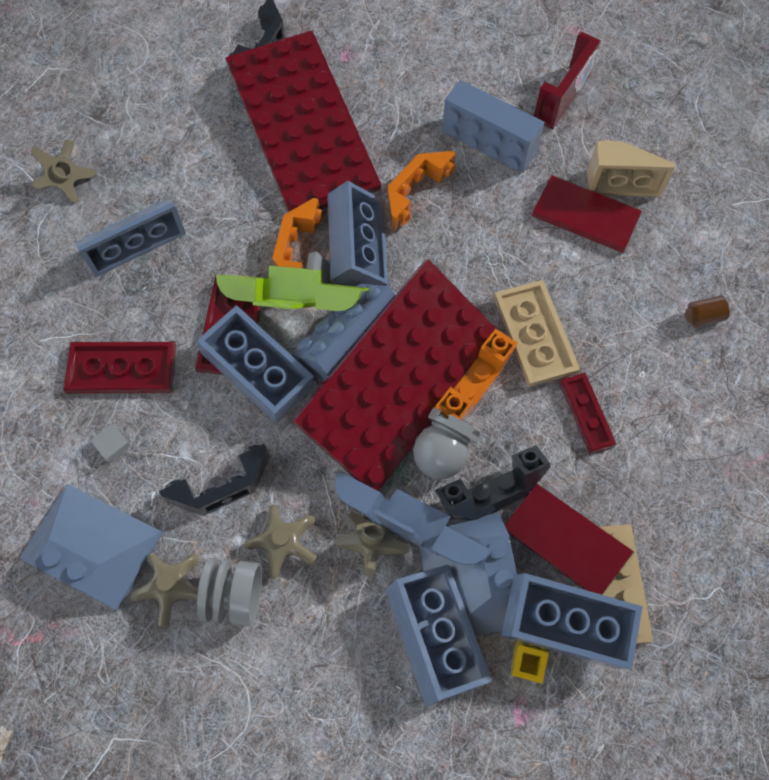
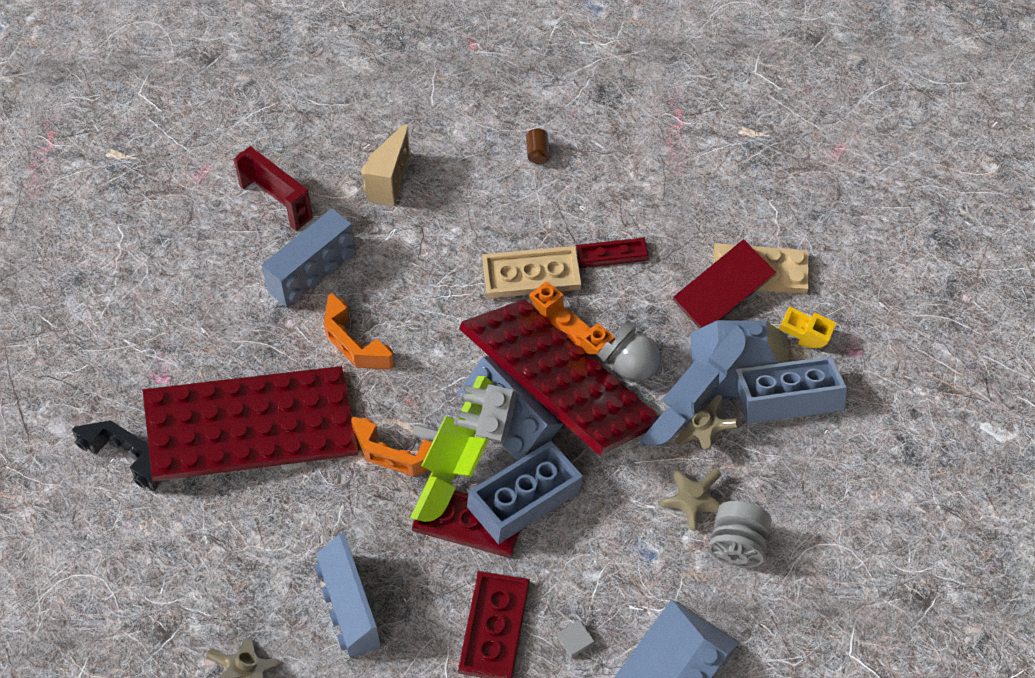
camera: 80 degrees left, 10 degrees down
(168, 585) = (723, 594): dark tan animal -> none
(181, 493) = (624, 512): black slope -> none
(318, 307) = (496, 412): none -> light grey brick
(357, 237) = (398, 396): sand blue slope -> none
(498, 492) = (672, 322): black slope -> none
(572, 621) = (795, 288): sand blue brick -> none
(587, 213) = (416, 210): dark red tile -> none

